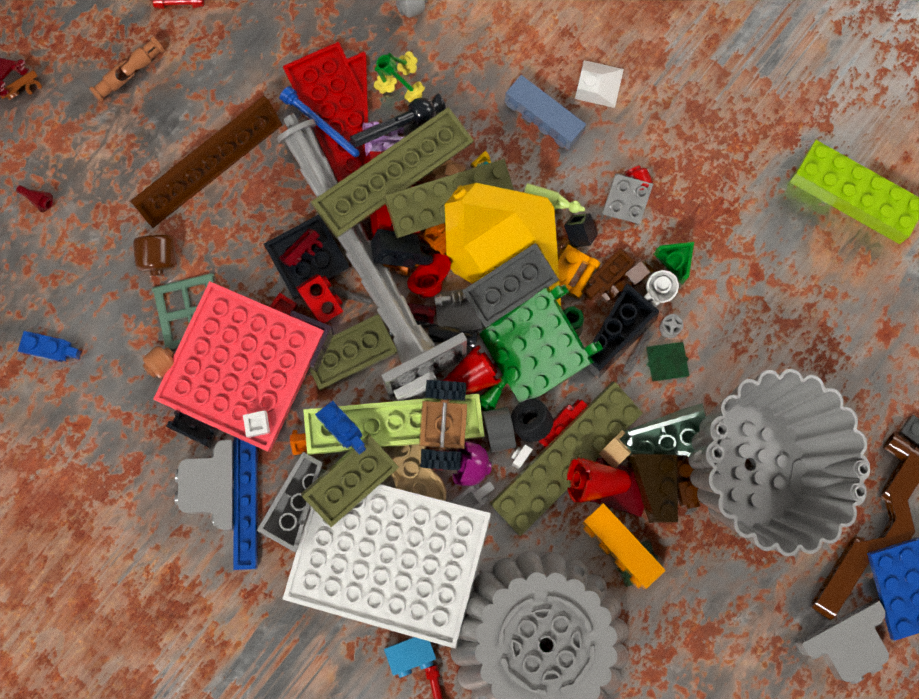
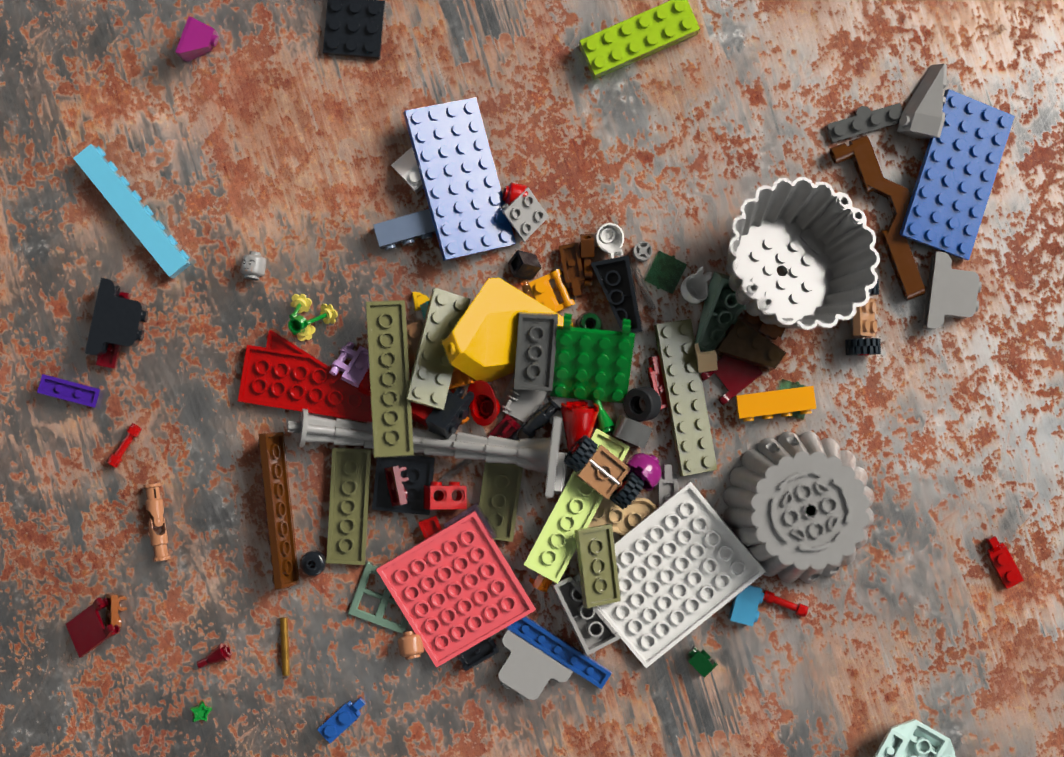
camera: 55 degrees left, 10 degrees up
(84, 252) = (284, 646): none -> pearl gold bar
(154, 254) = (325, 595): reddish brown head -> none
(178, 224) = (313, 556): none -> black head
(252, 222) = (348, 506): none -> olive plate
(256, 424) = (511, 605): white plate -> none
(290, 97) = (269, 412): blue piece -> none
(324, 649) = (700, 661): none -> dark green brick
(341, 427) = (556, 547): blue hinge -> none
(418, 113) = (348, 321): black piece -> none
(520, 456) = (661, 429): white plate -> none
(555, 198) = (484, 271): yellowish green wheel -> none
(595, 480) = (717, 390): red cone -> none
(615, 121) = (459, 178): none -> plate
(675, 395) = (695, 286): none -> white piece
(676, 259) = (597, 211): green slope -> none
(760, 579) = (865, 326): none -> plate

